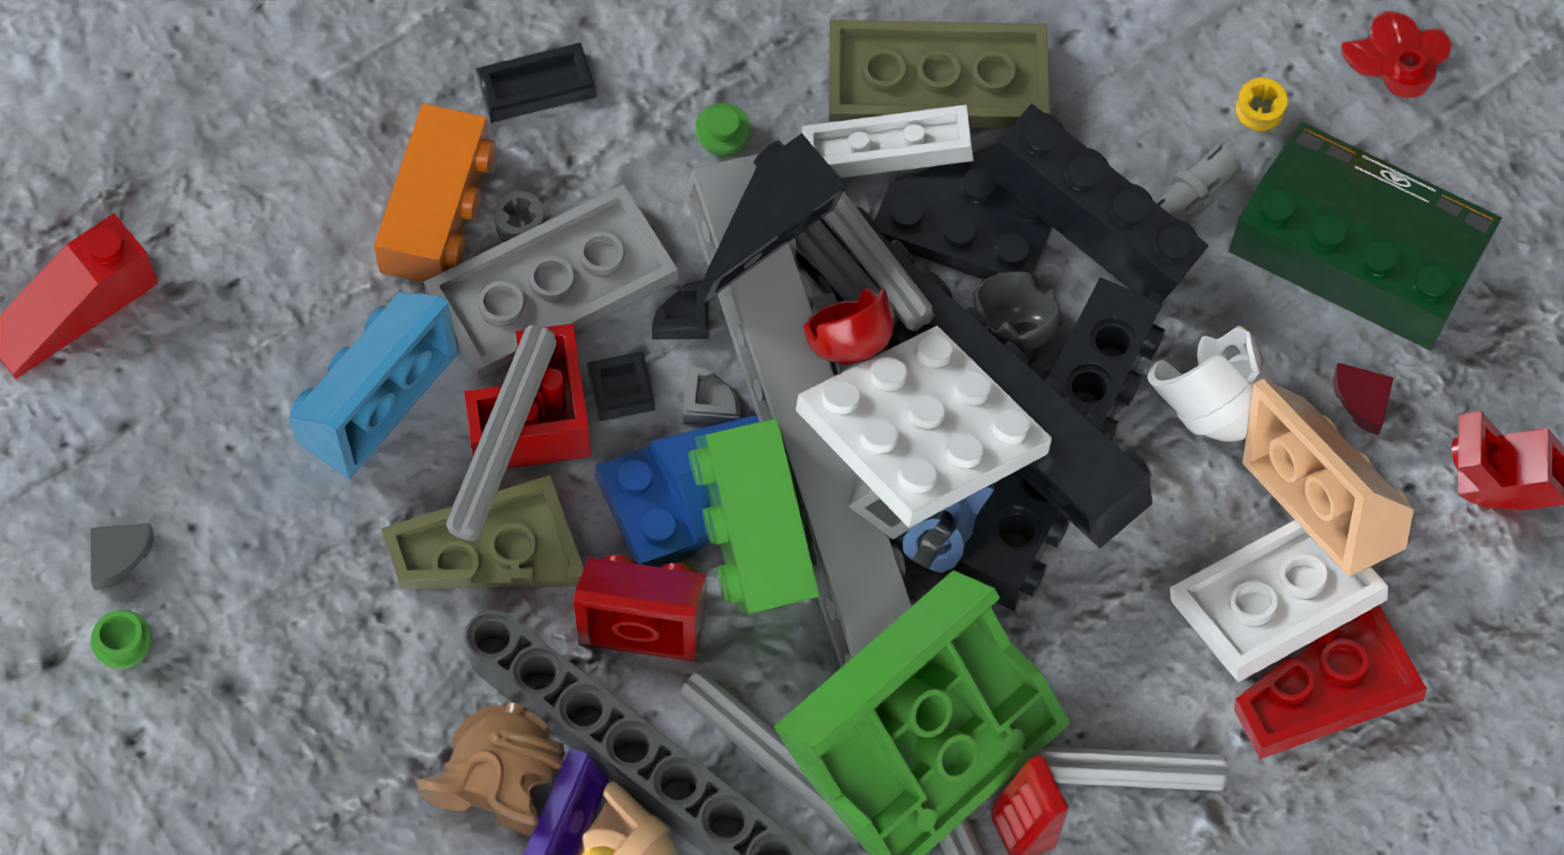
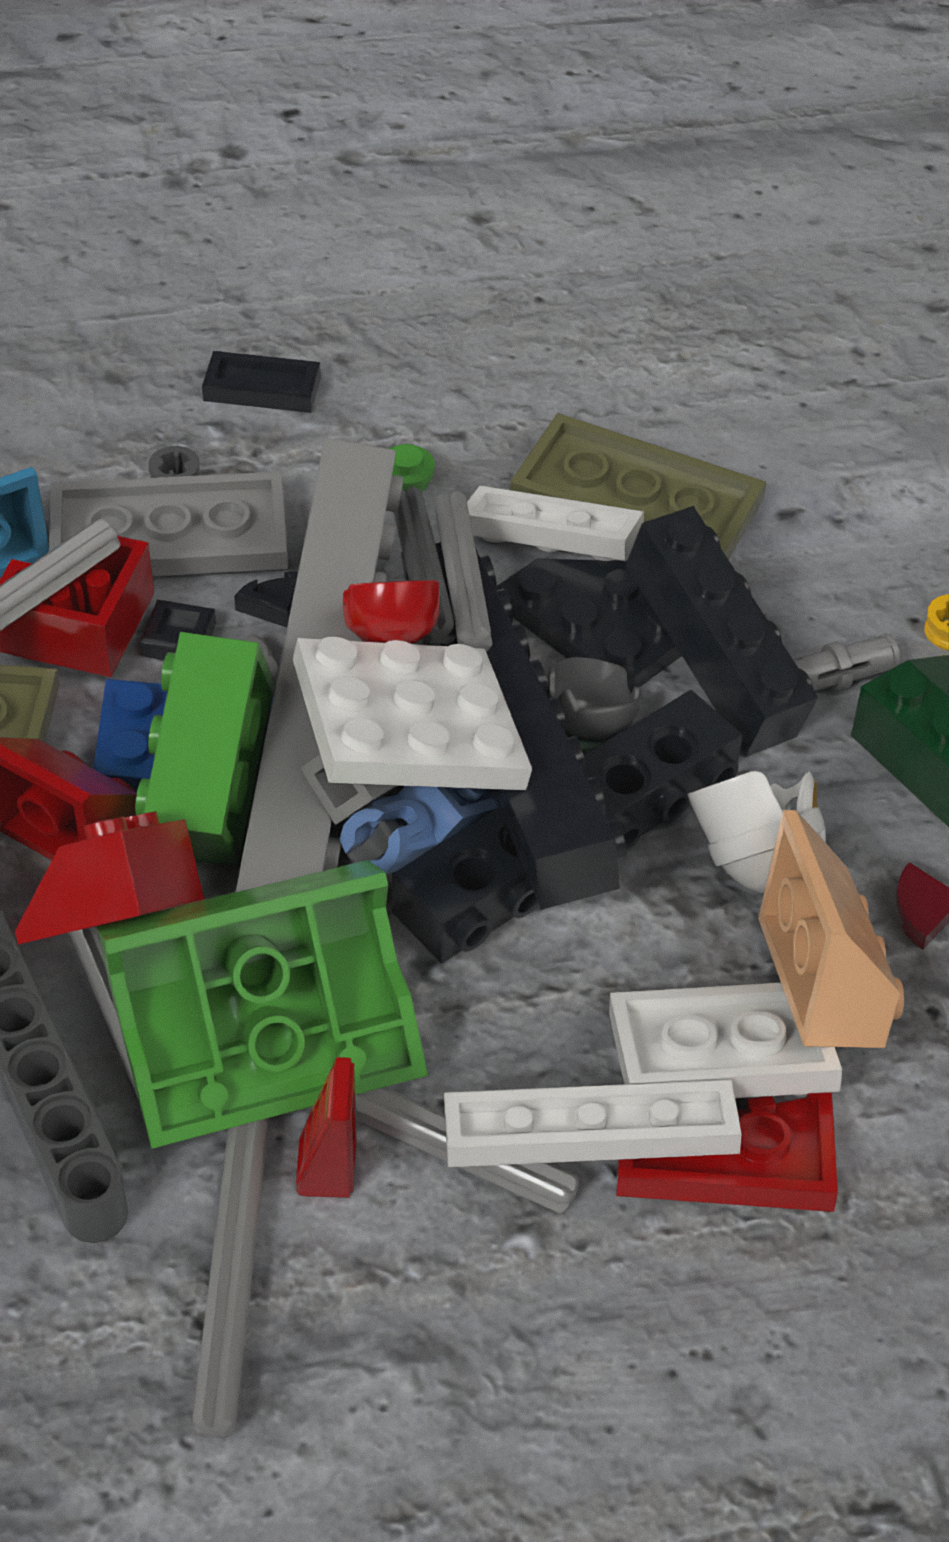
camera: 25 degrees right, 15 degrees down
(434, 194) = (108, 421): orange brick -> none
(769, 681) = (113, 875): none -> red slope
(783, 199) = (374, 488): black slope -> none
(1224, 715) = (591, 1123): none -> white plate

